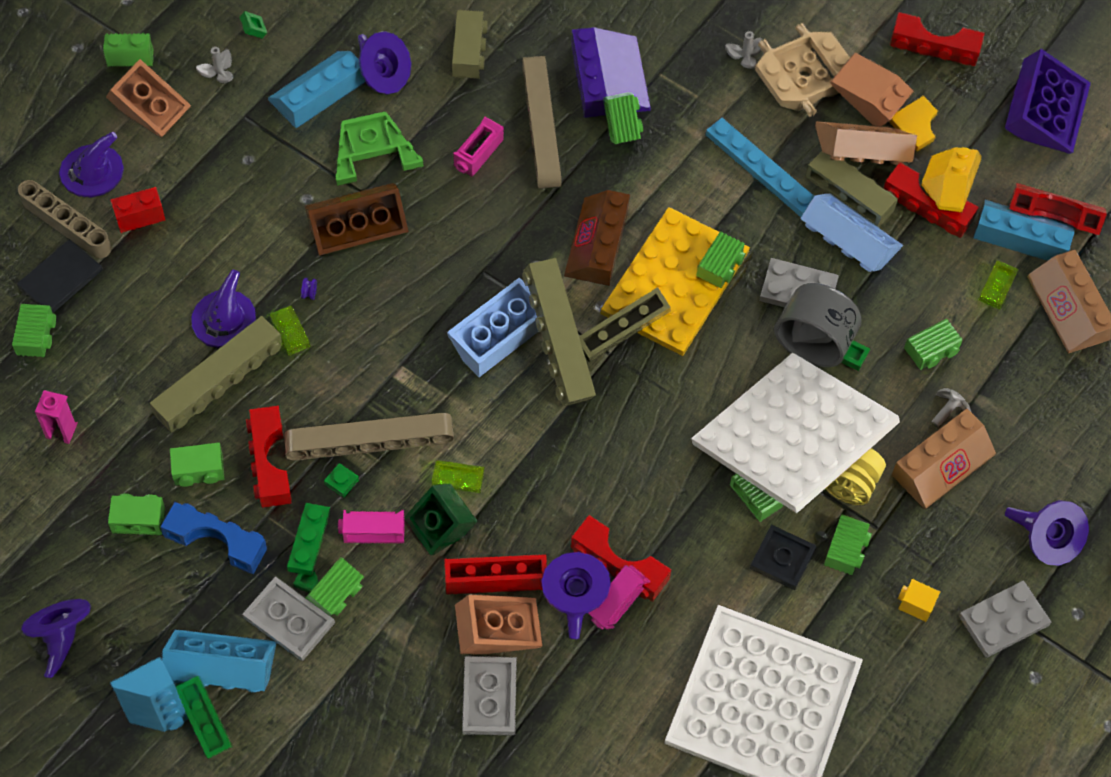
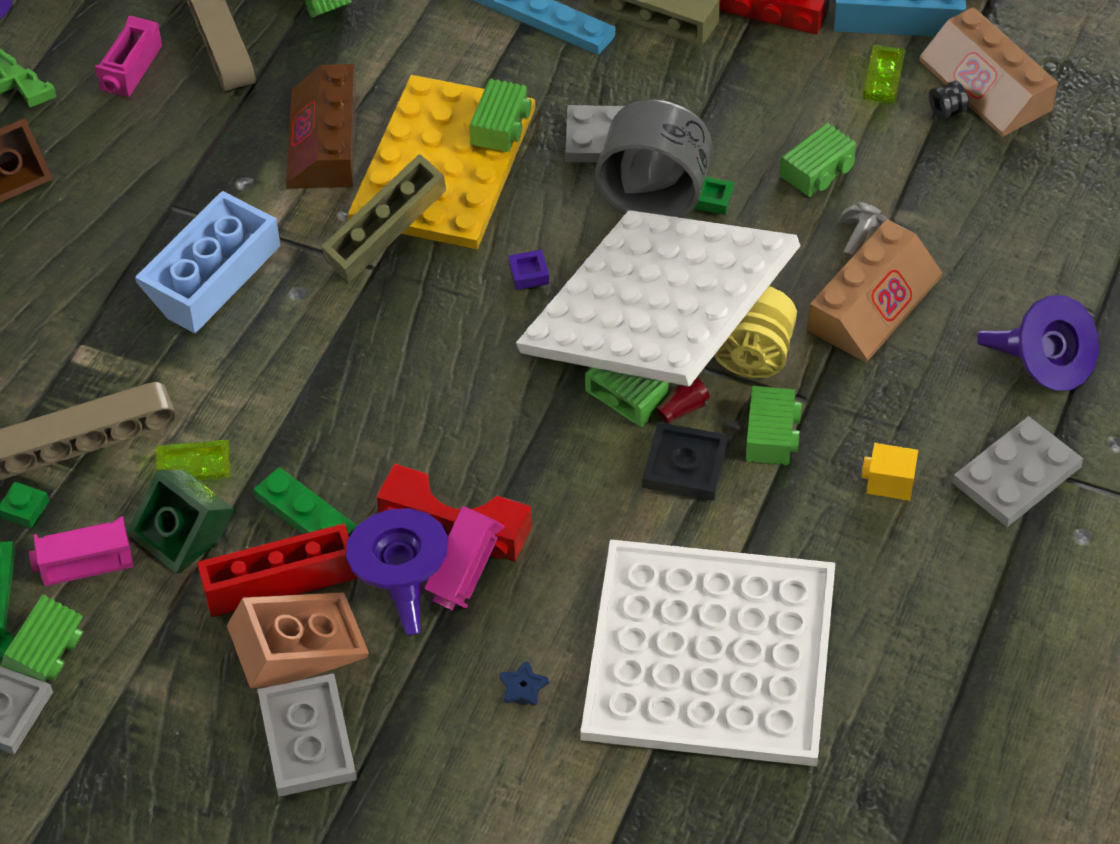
camera: 10 degrees left, 10 degrees down
(522, 528) = (298, 504): none -> green plate
(558, 332) = (294, 244): olive brick -> none
(637, 702) = (526, 694): none -> dark blue plate
(713, 383) = (528, 269): none -> dark purple plate
(785, 514) = (683, 401): none -> dark red cone
(850, 232) = (666, 53): light blue slope -> none
(1037, 317) = (948, 99): none -> black wheel

